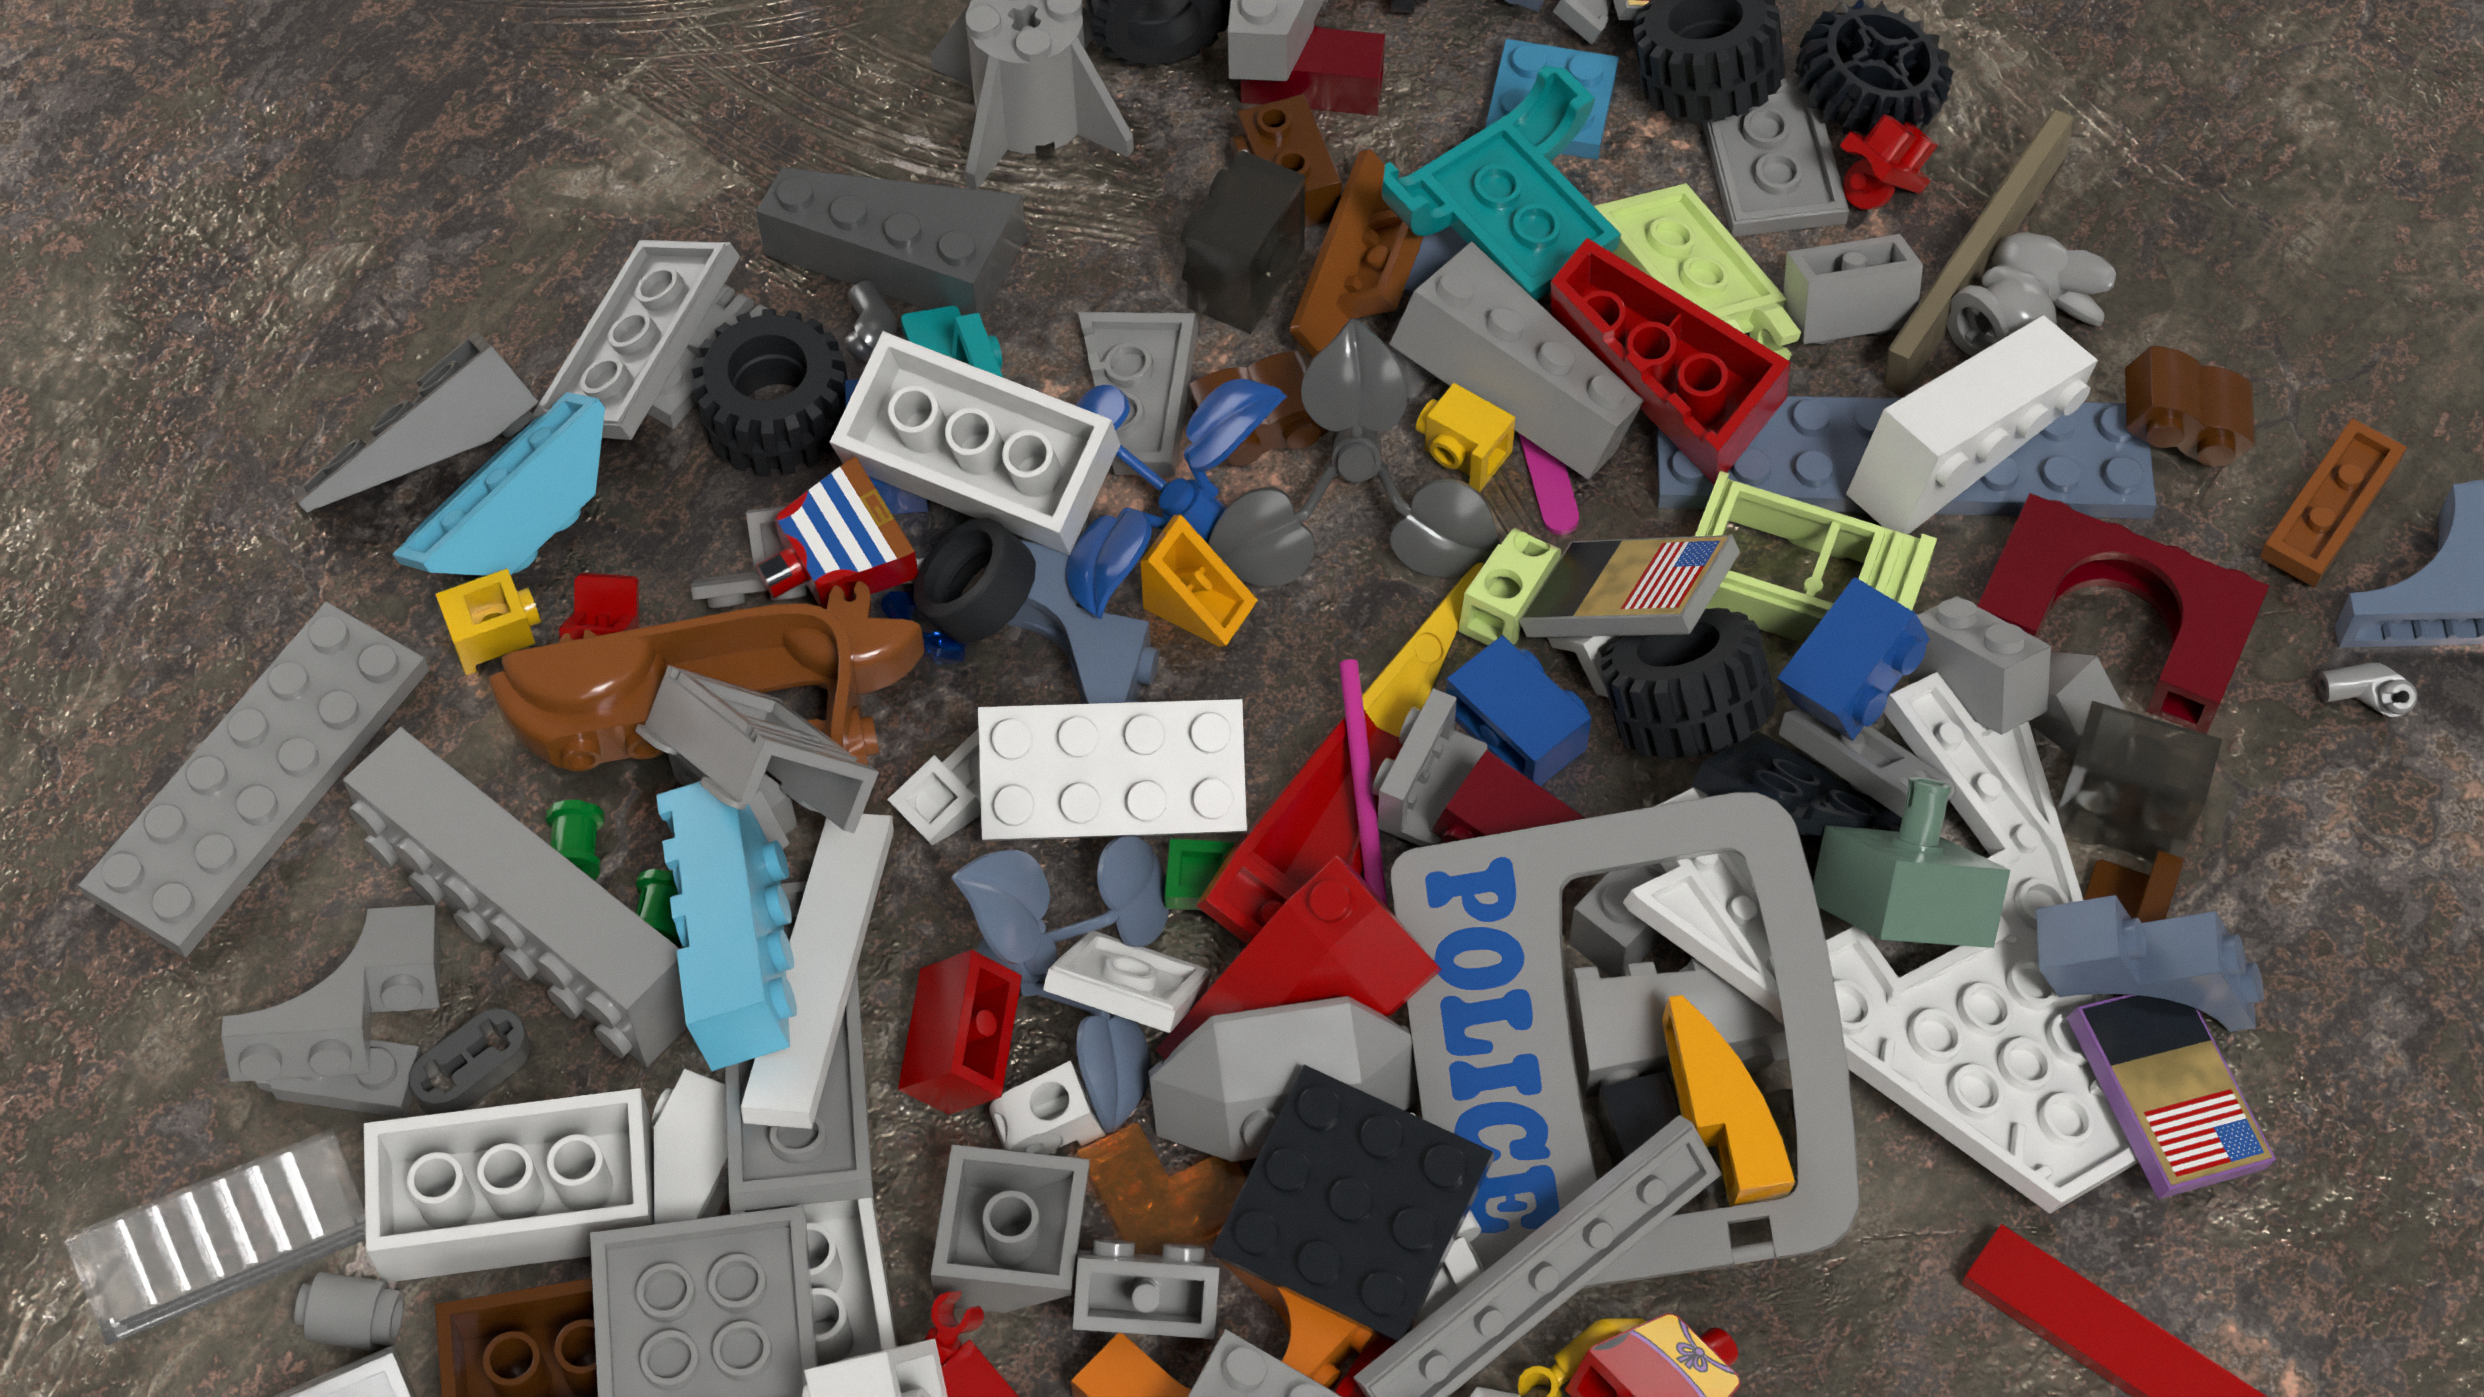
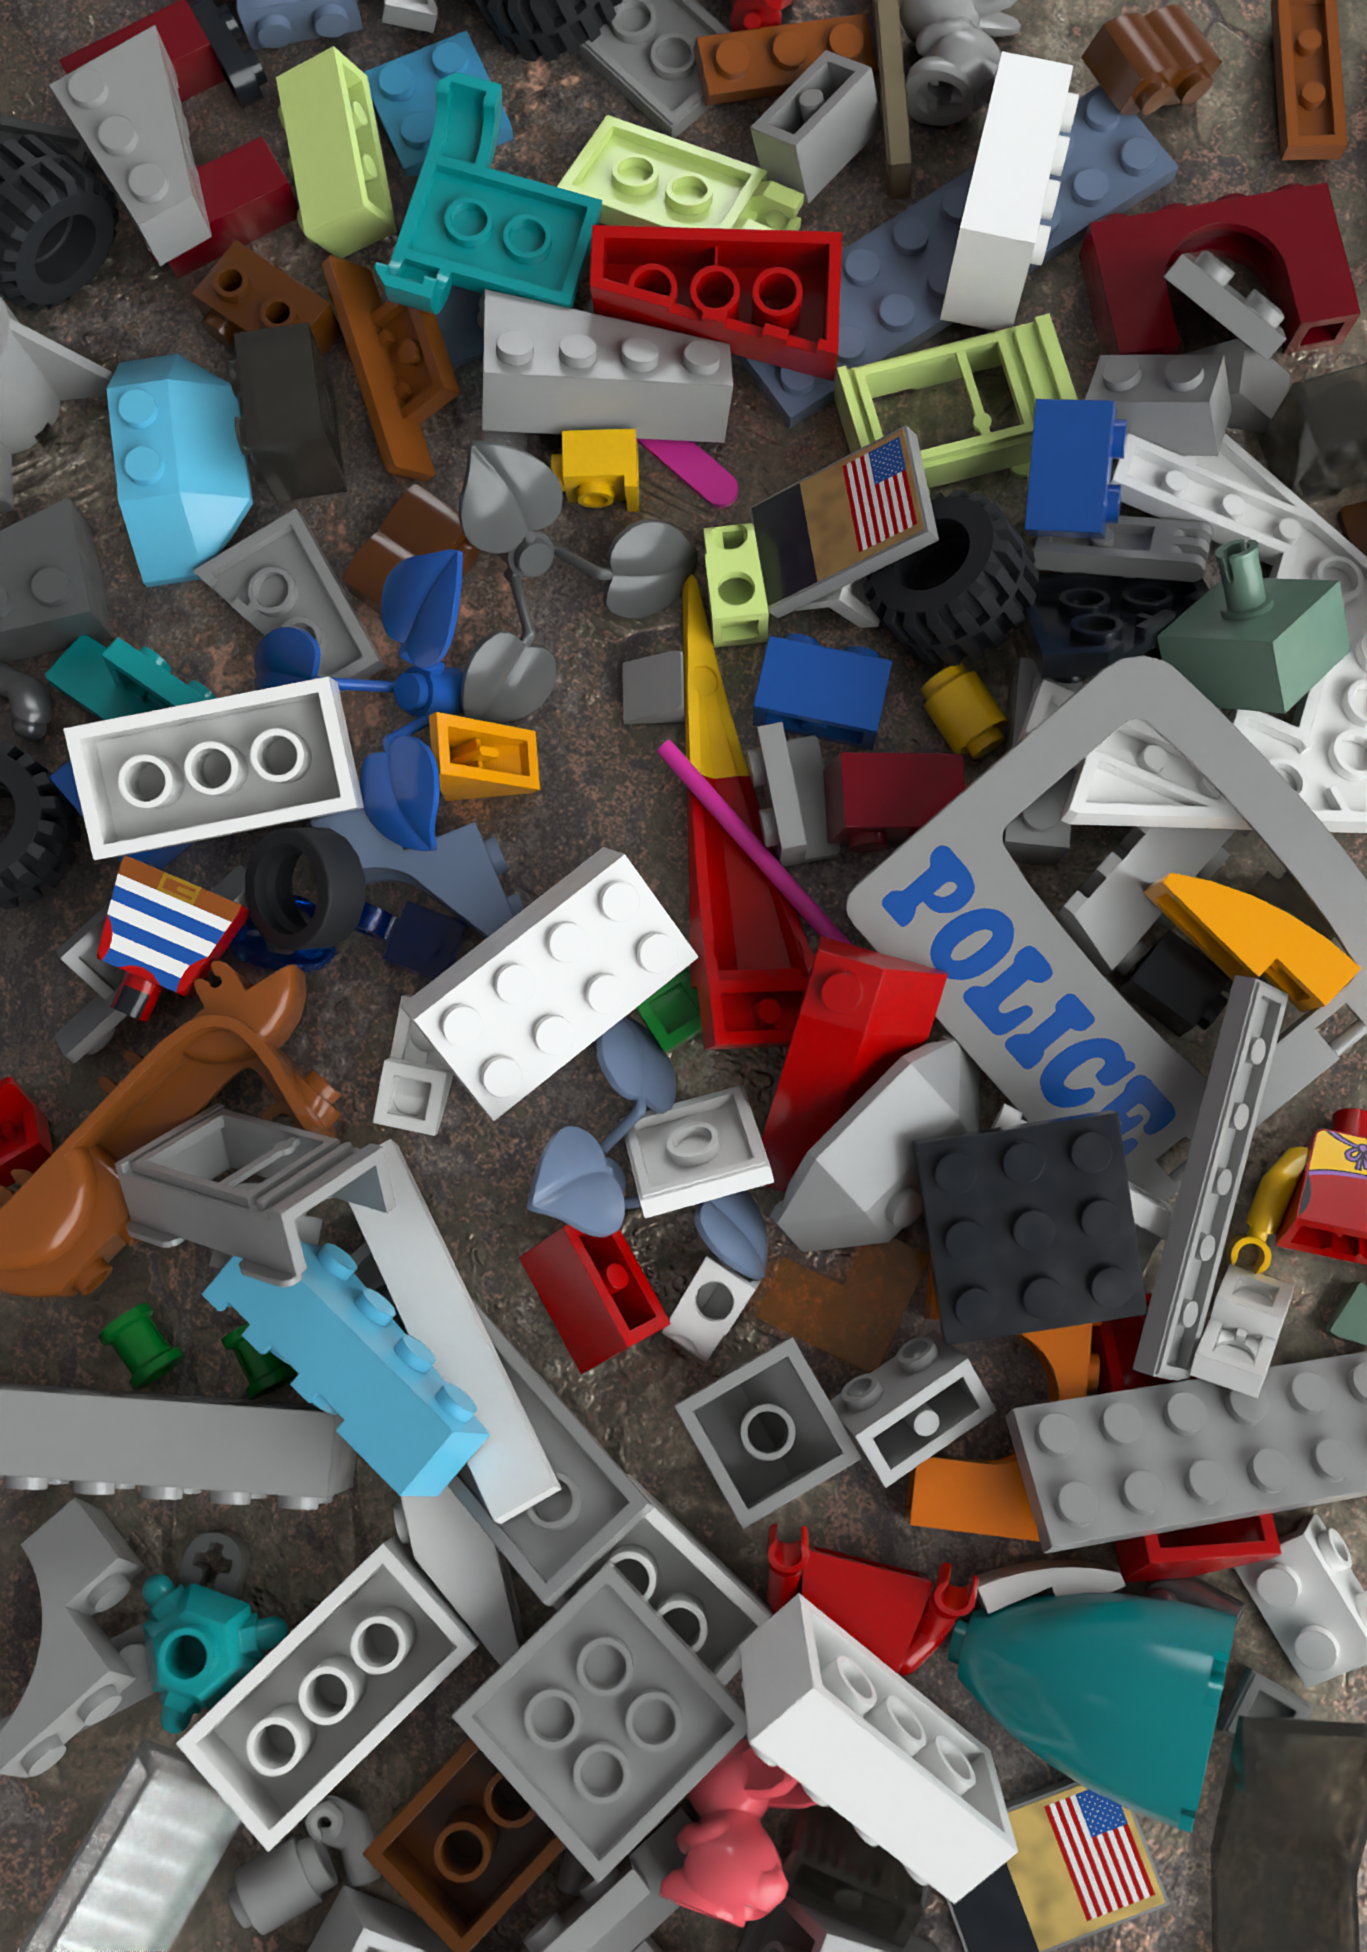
camera: 30 degrees left, 20 degrees up
(422, 1289) = (348, 1830): none -> light grey arm
(435, 1073) = (200, 1646): none -> teal rock
(1028, 681) = (418, 940): none -> clear blue plate
(1123, 230) = (176, 464): none -> medium azure wedge
(1381, 628) = (654, 689): none -> light grey slope
(1435, 82) = (335, 154): none -> yellowish green brick
(1627, 784) = (964, 711): none -> yellow brick
(1843, 213) = (774, 57): none -> dark orange plate
(2084, 607) = (1250, 318): none -> light grey plate

